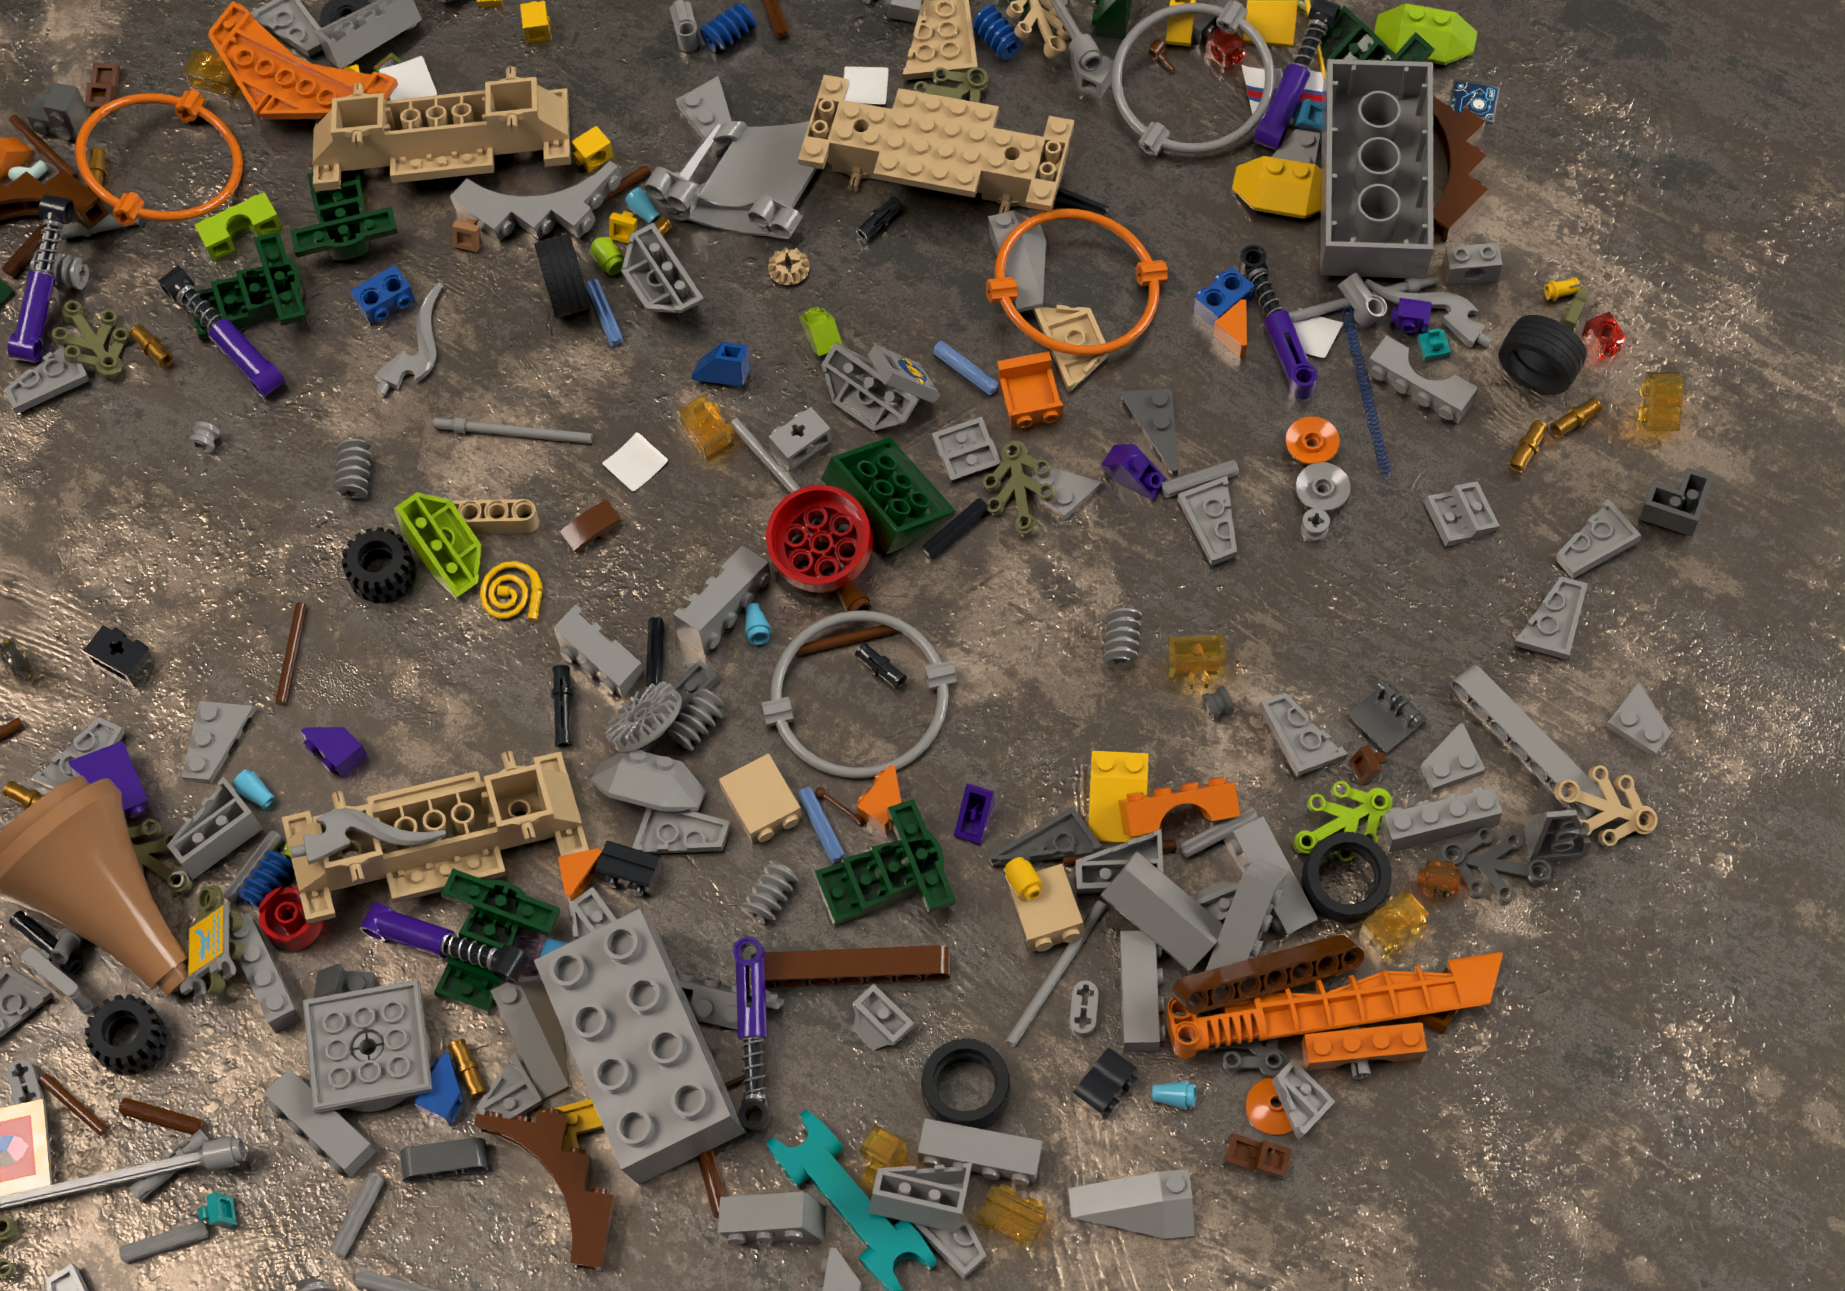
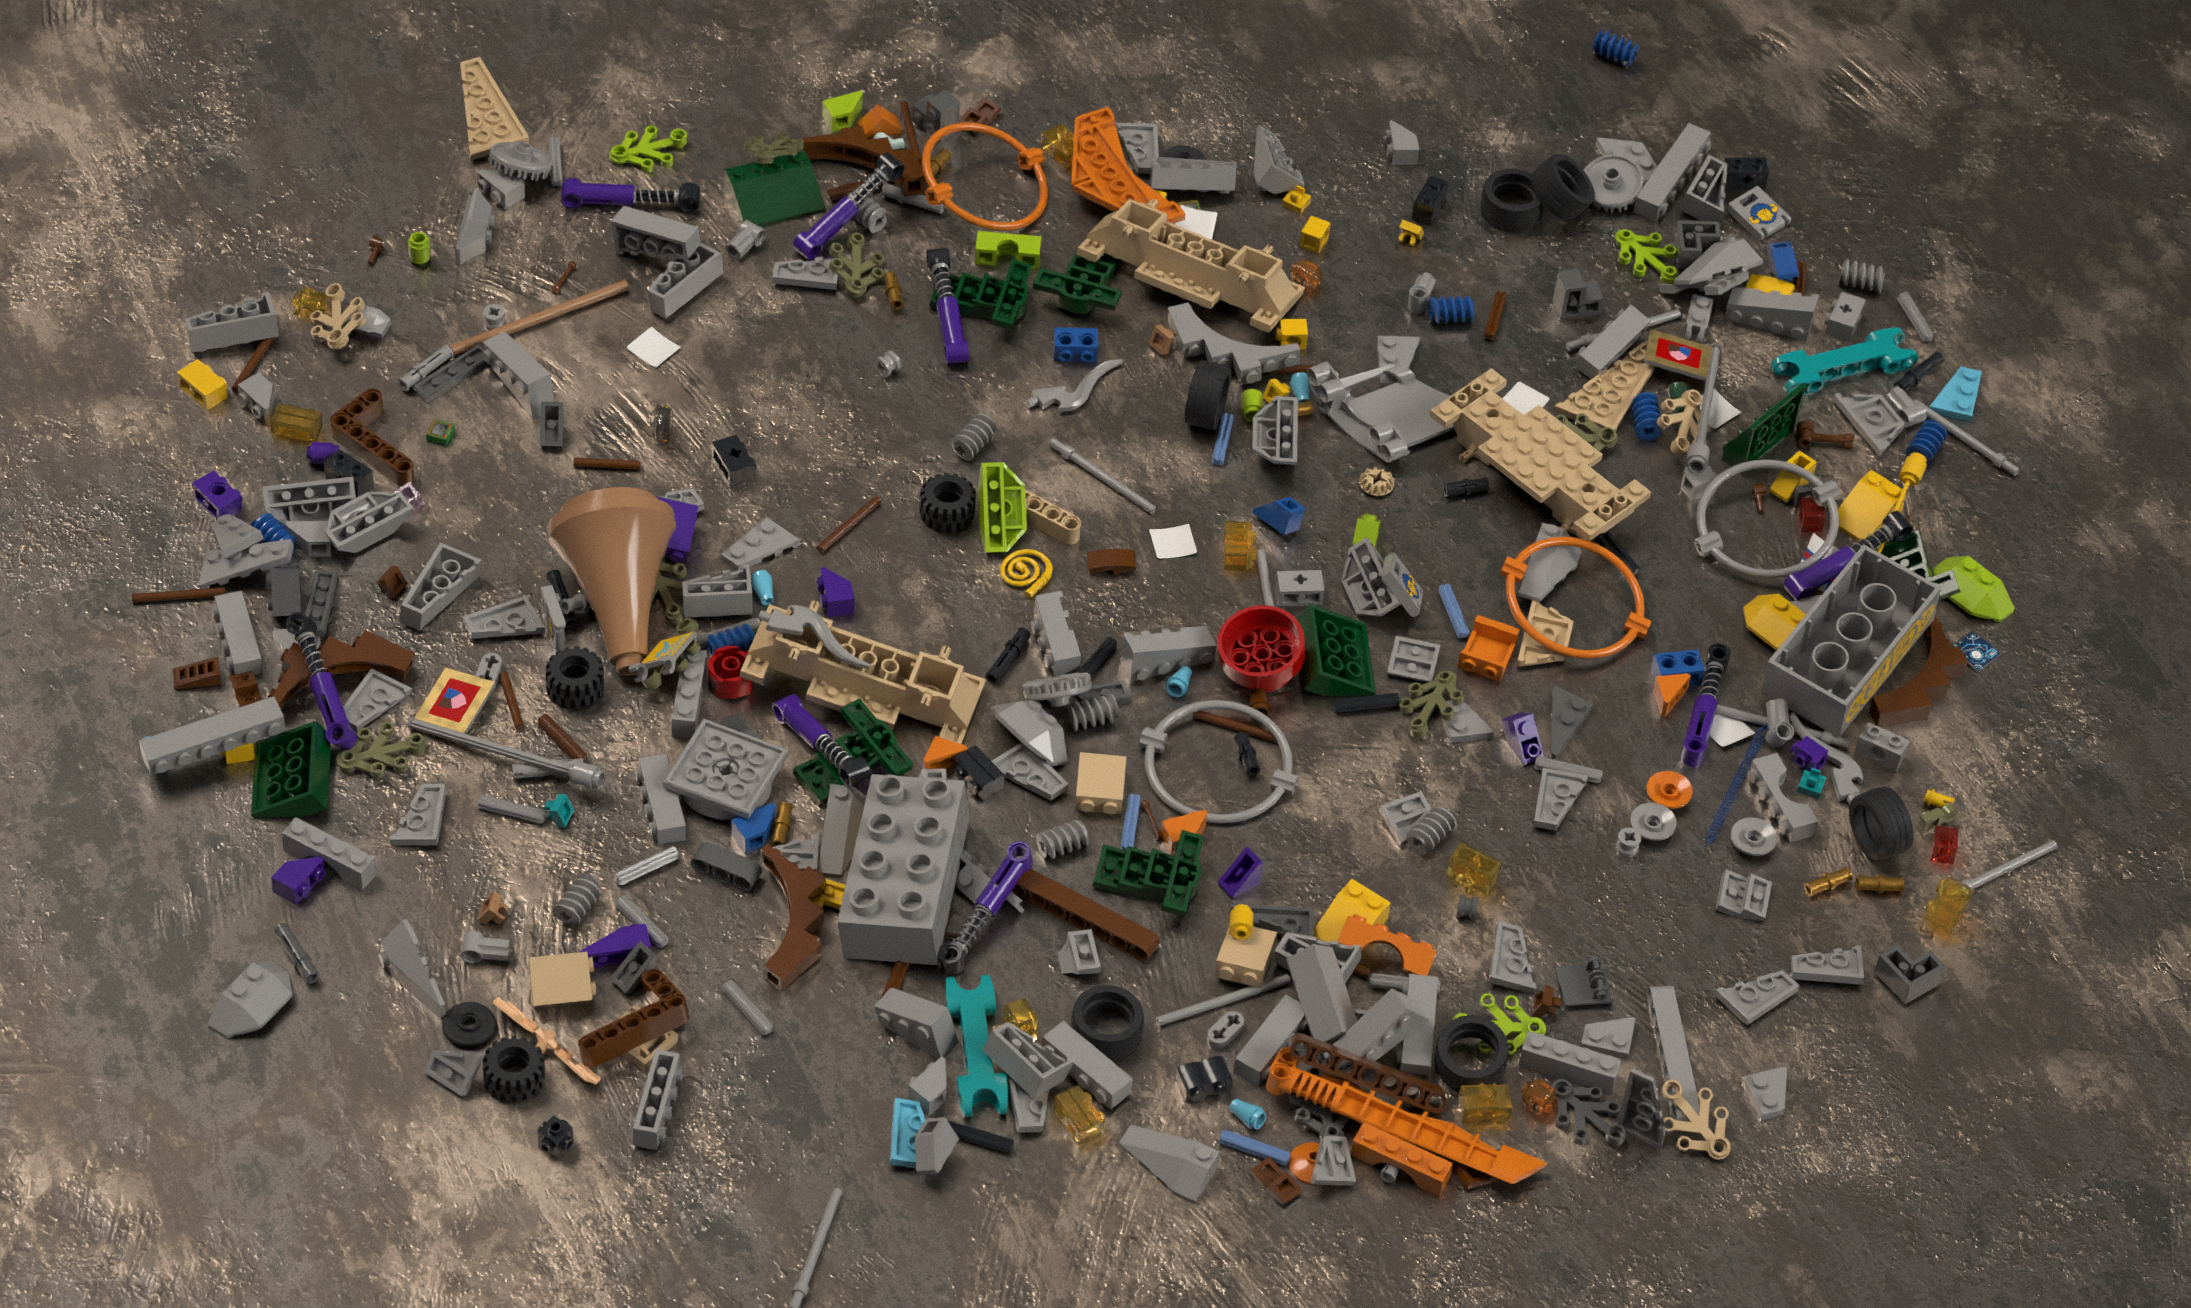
camera: 25 degrees right, 15 degrees down
(559, 73) = (1306, 274): none -> clear orange head
(1084, 636) = (1404, 815): none -> light grey wing
(1208, 1129) = (1254, 1147): none -> medium blue axle
(1429, 432) = (1753, 836): none -> light grey dish
(1662, 347) = (2010, 865): none -> light grey bar

